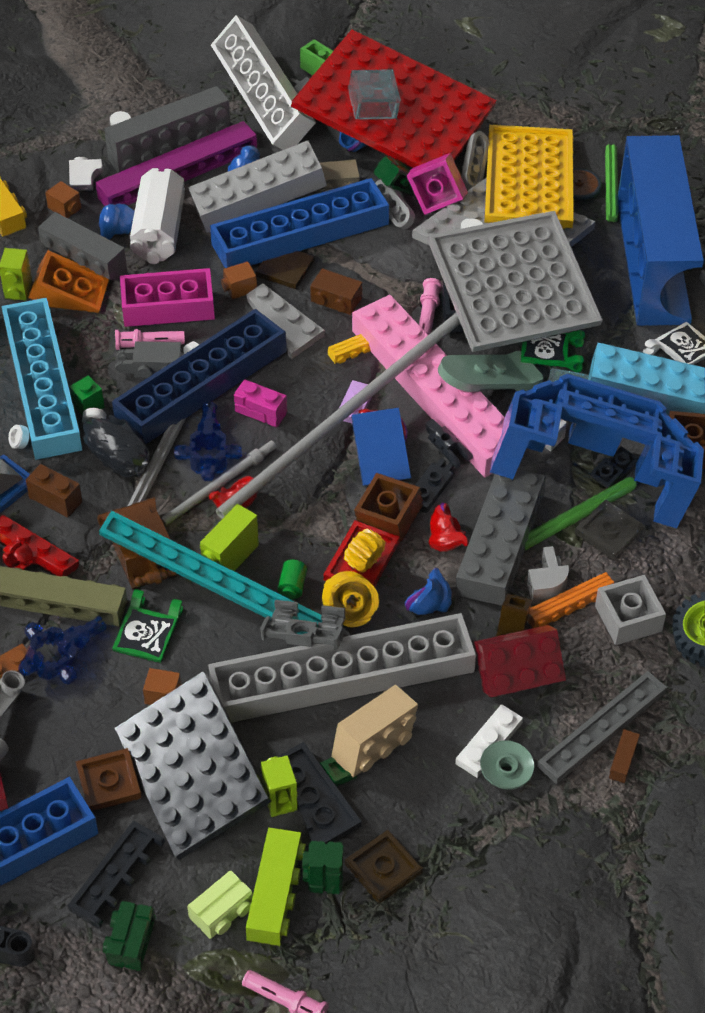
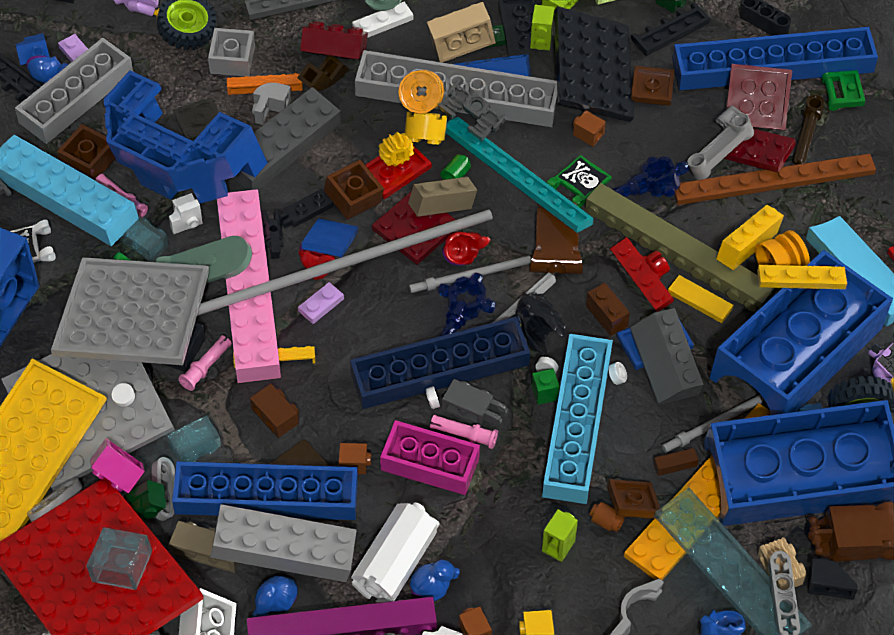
camera: 155 degrees left, 5 degrees up
(68, 284) = (513, 517): orange slope -> none
(83, 246) = (486, 533): dark grey slope -> none
(232, 538) = (498, 196): lime brick -> none
(260, 403) = (402, 322): dark pink brick -> none
(286, 527) = (442, 196): none -> dark tan brick
(299, 329) = (334, 404): light grey wing -> none
(304, 511) = (402, 222): none -> dark red plate
(311, 715) = (511, 64): none -> blue slope
(370, 606) = (410, 90): none -> light orange wheel
(391, 245) = (194, 440): none -> clear light blue brick
(432, 597) = (366, 118): blue hair -> none
(445, 530) = (321, 160): red hair -> none

